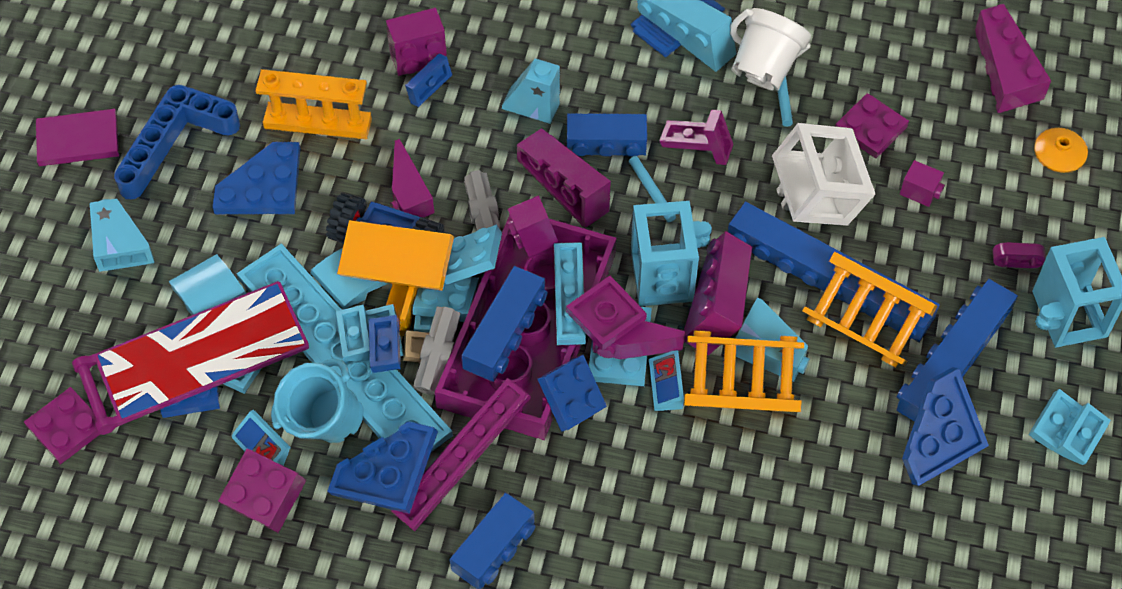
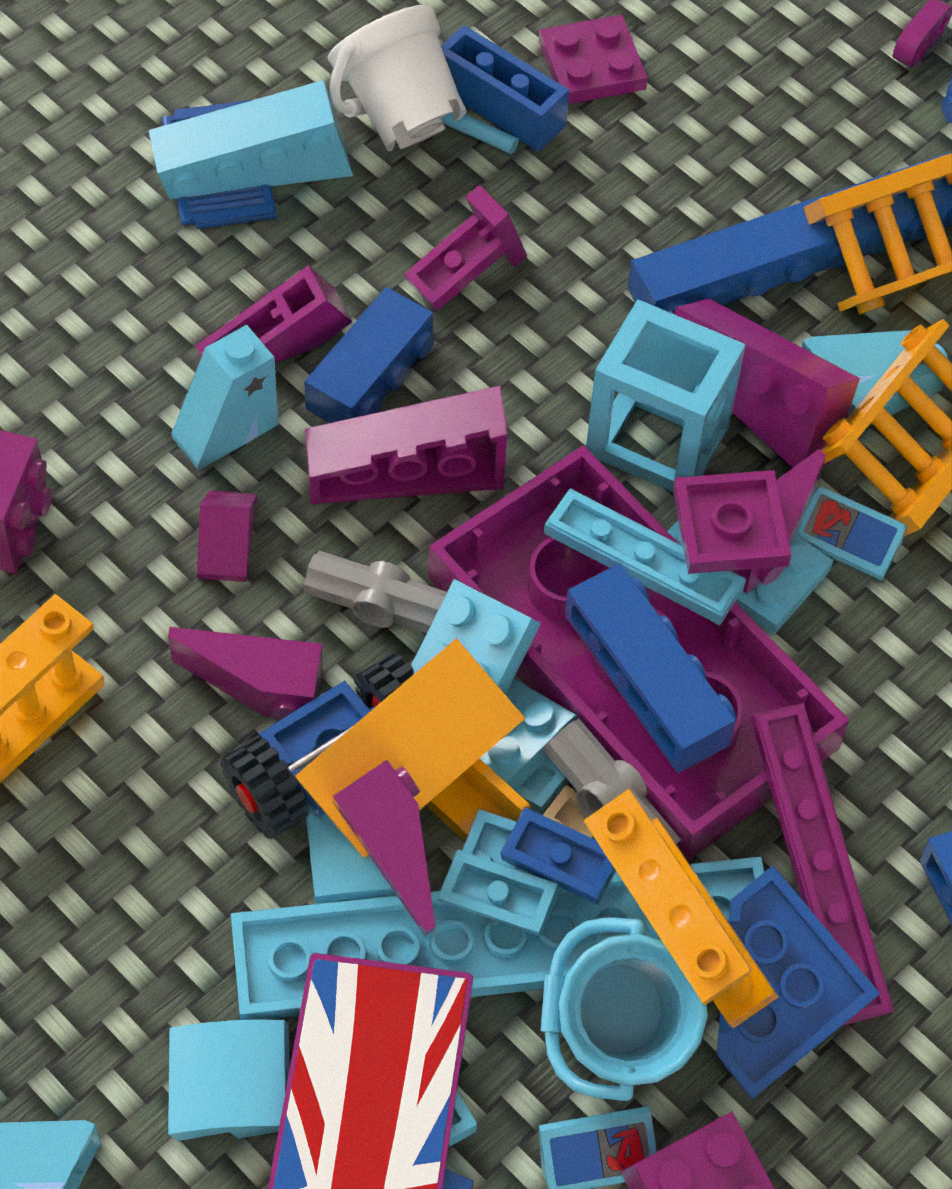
camera: 60 degrees left, 0 degrees up
(262, 184) = (75, 883): blue plate -> none
(344, 273) = (388, 826): none -> magenta slope
(391, 408) = (680, 909): none -> light orange fence
(428, 80) = (68, 516): blue plate -> none
(473, 134) = (226, 535): none -> magenta slope
(531, 226) = (512, 526): magenta brick -> none
(572, 393) = (813, 653): blue plate -> none
(599, 90) = (291, 317): none -> magenta slope
(649, 184) = (502, 364): medium azure bar -> none
(809, 89) = (506, 88): none -> blue brick
(823, 185) = (662, 147): white piece -> none
(922, 183) = (737, 60): magenta brick -> none

